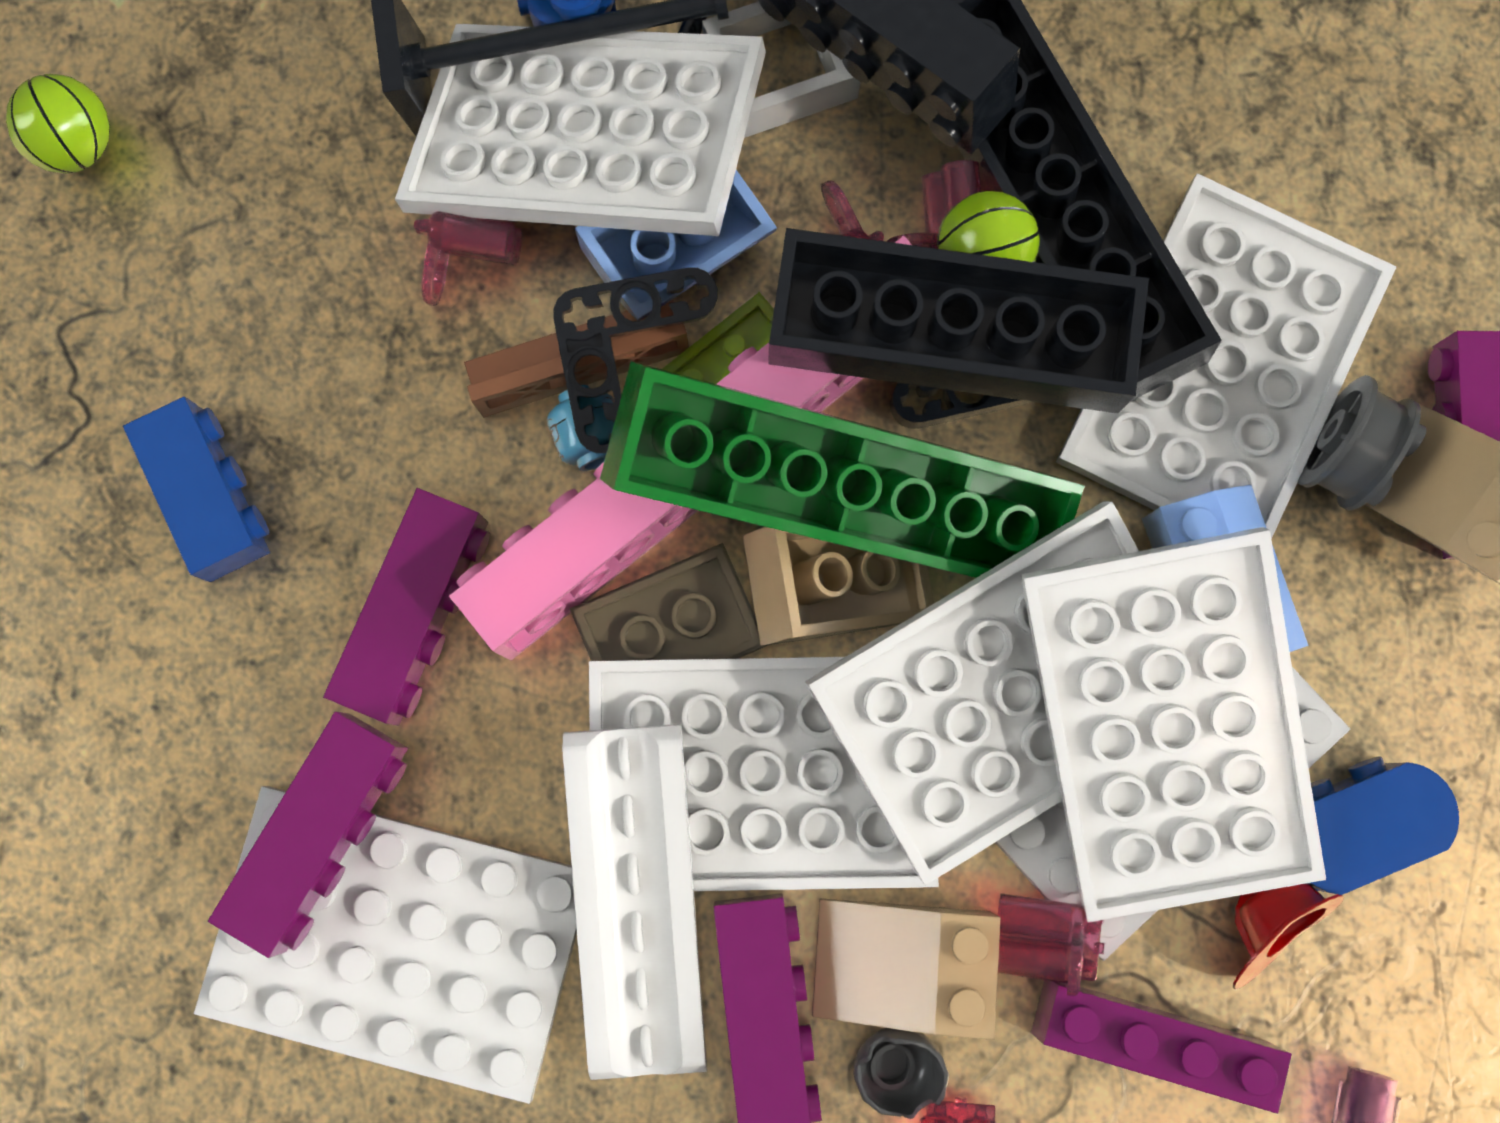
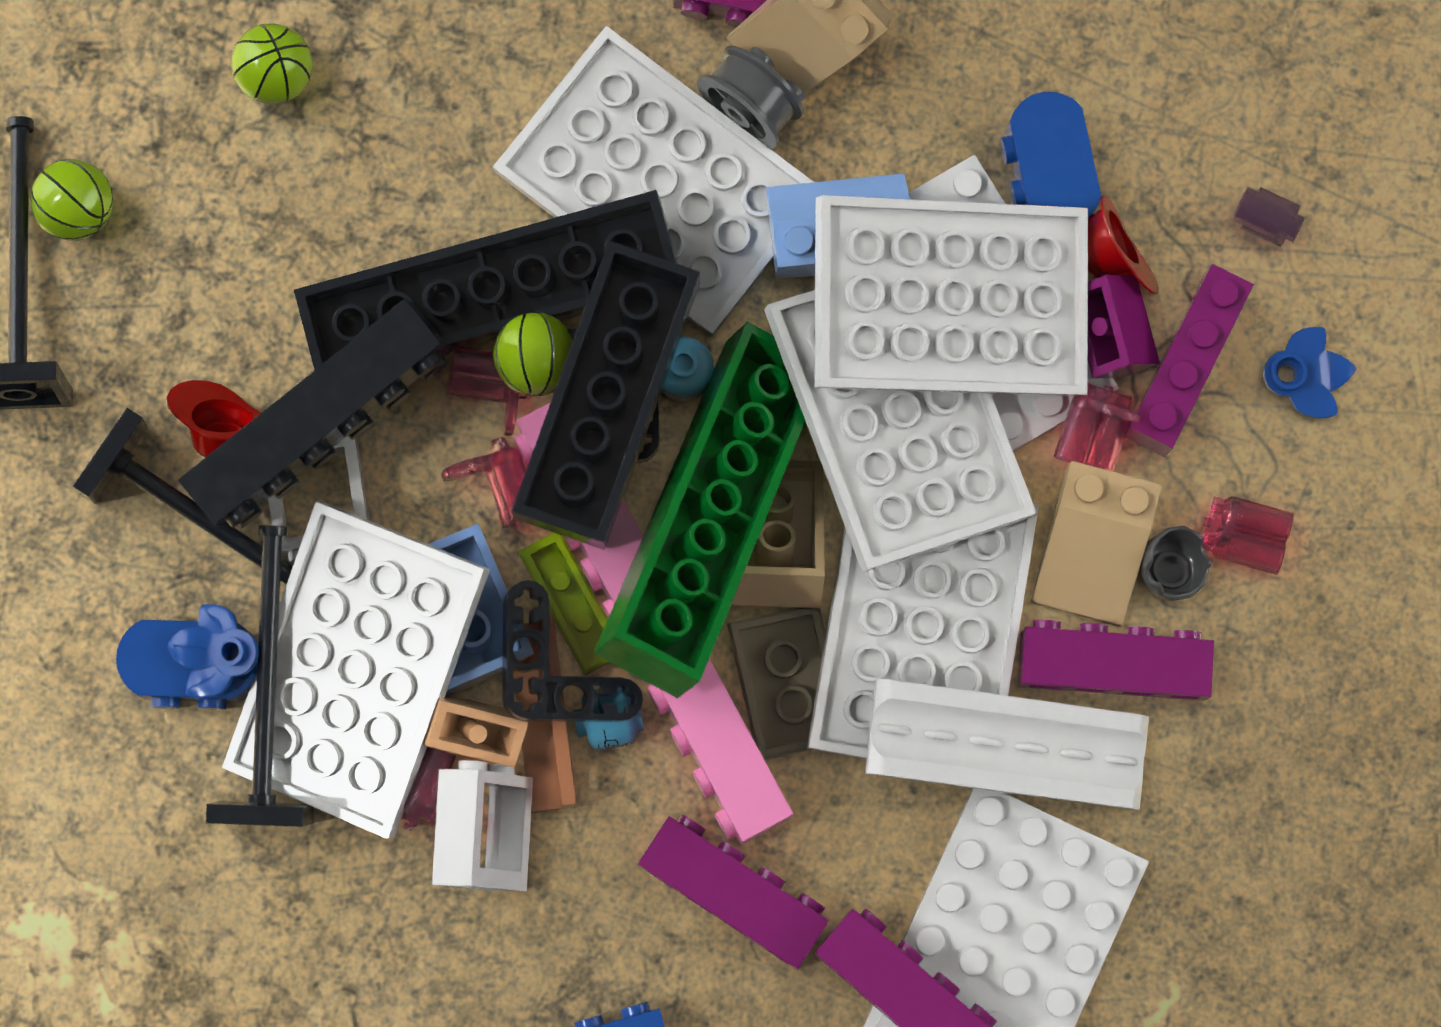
camera: 85 degrees left, 0 degrees up
(416, 267) = (460, 828): none -> white window
(535, 269) = (476, 731): none -> light nougat slope
(1011, 431) = (689, 371): none -> medium azure head
(1179, 946) = (1118, 328): none -> magenta brick

